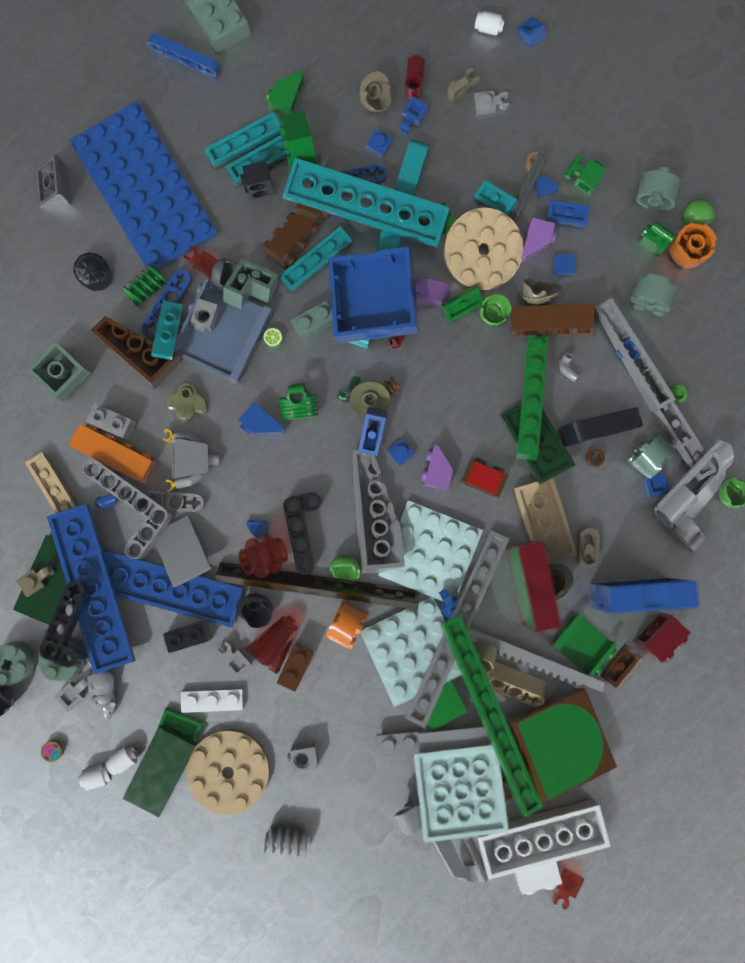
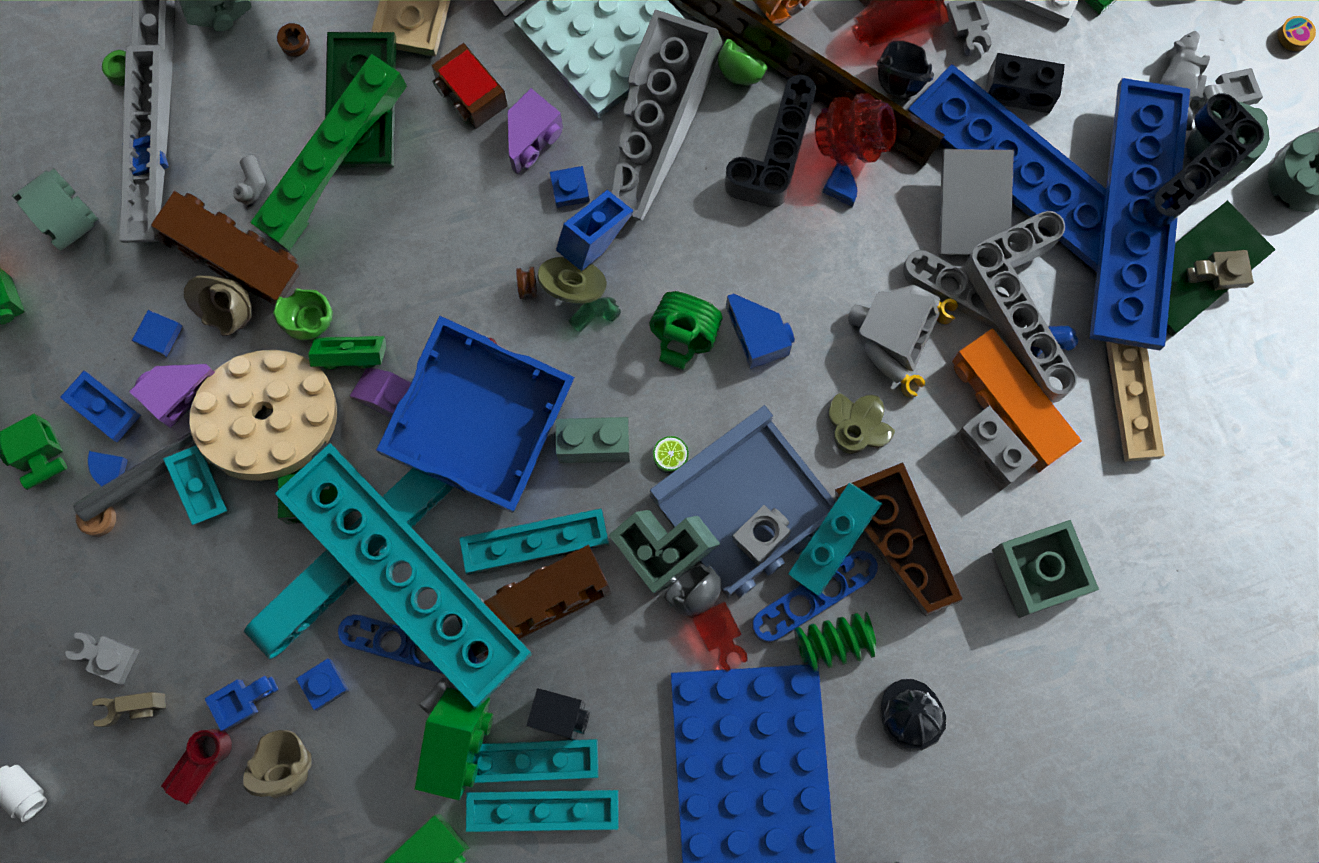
camera: 150 degrees left, 10 degrees down
(601, 426) = (259, 66): black beam -> none

